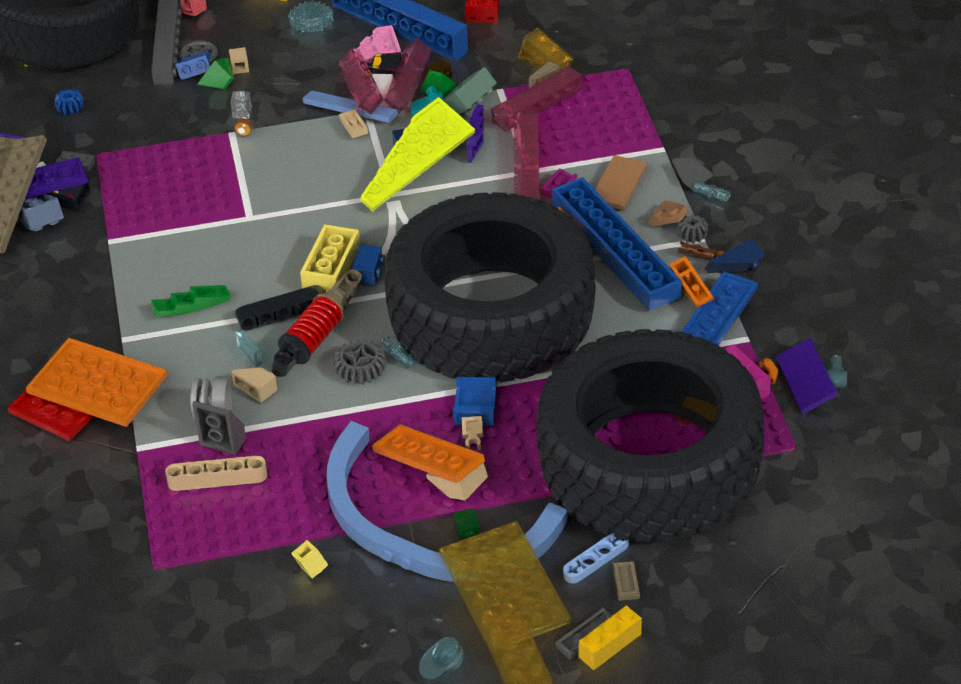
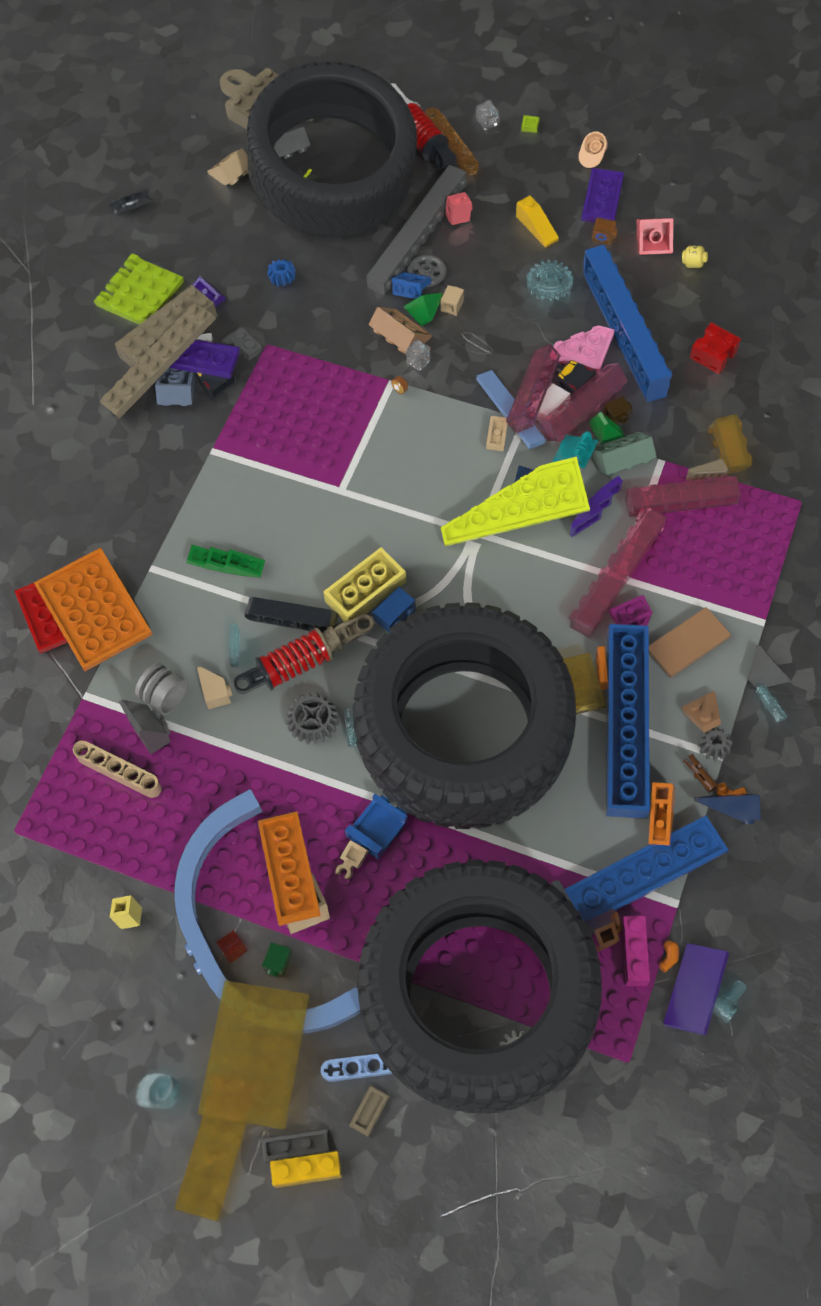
camera: 35 degrees right, 20 degrees up
(206, 96) = (397, 328): none -> medium nougat slope
(422, 538) = (231, 946): none -> clear red slope

